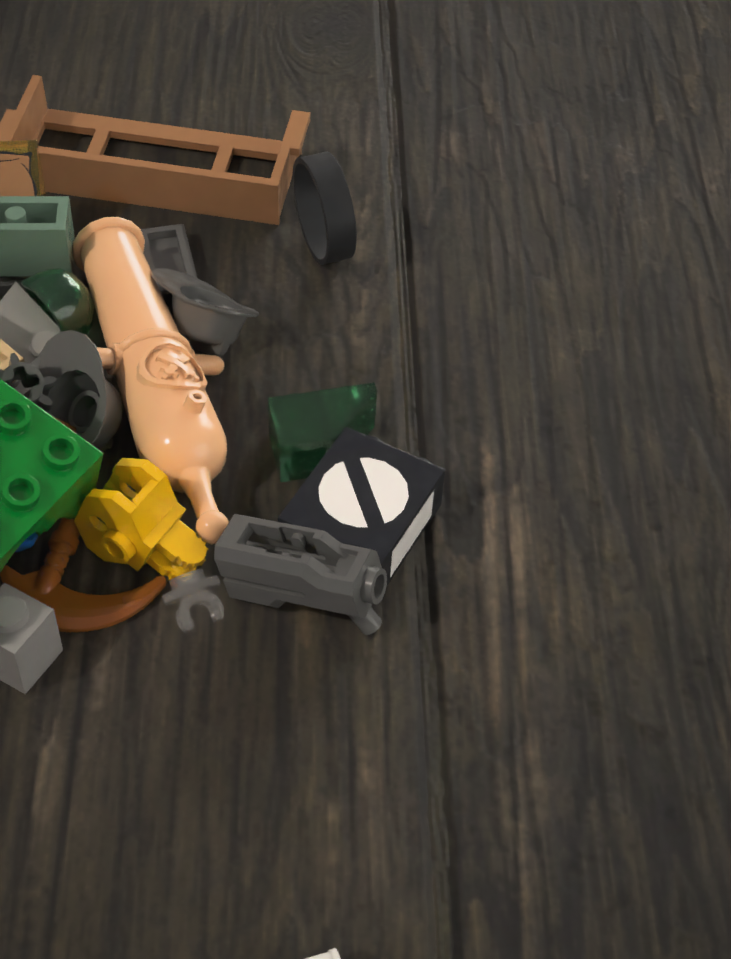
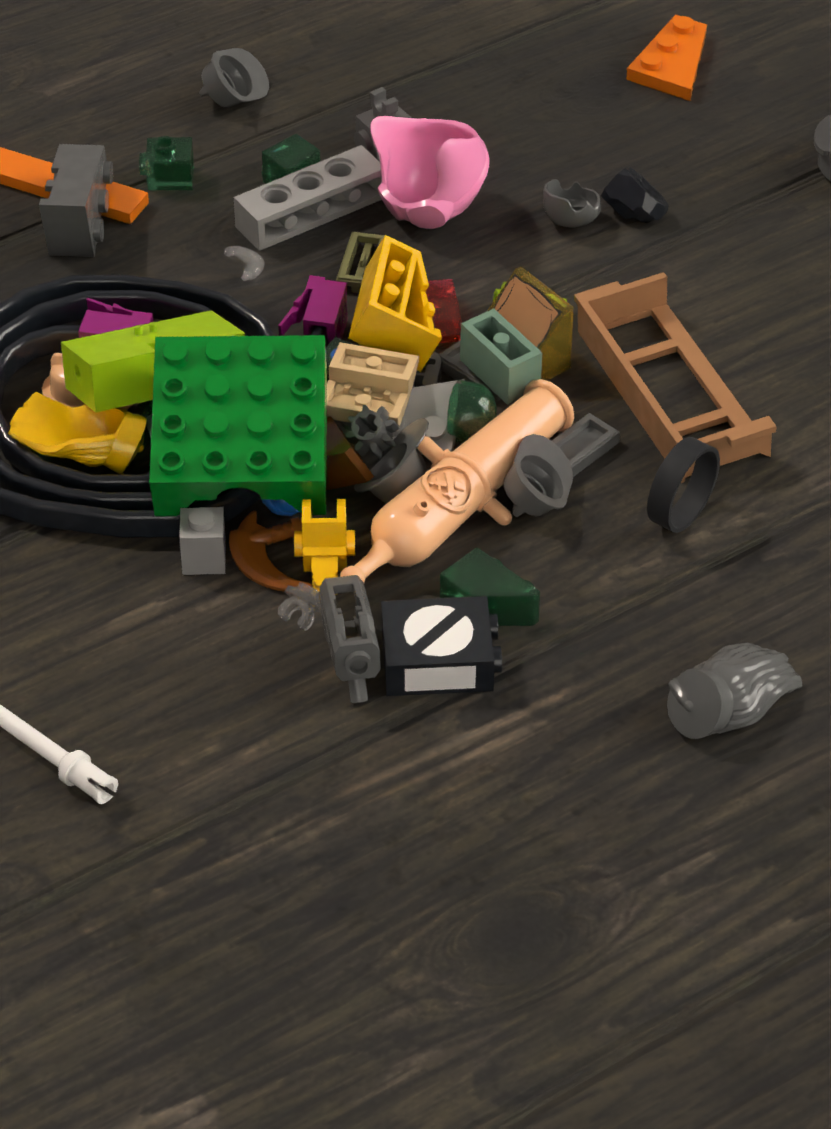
camera: 60 degrees right, 5 degrees down
(593, 329) = (729, 690): none -> dark grey hair

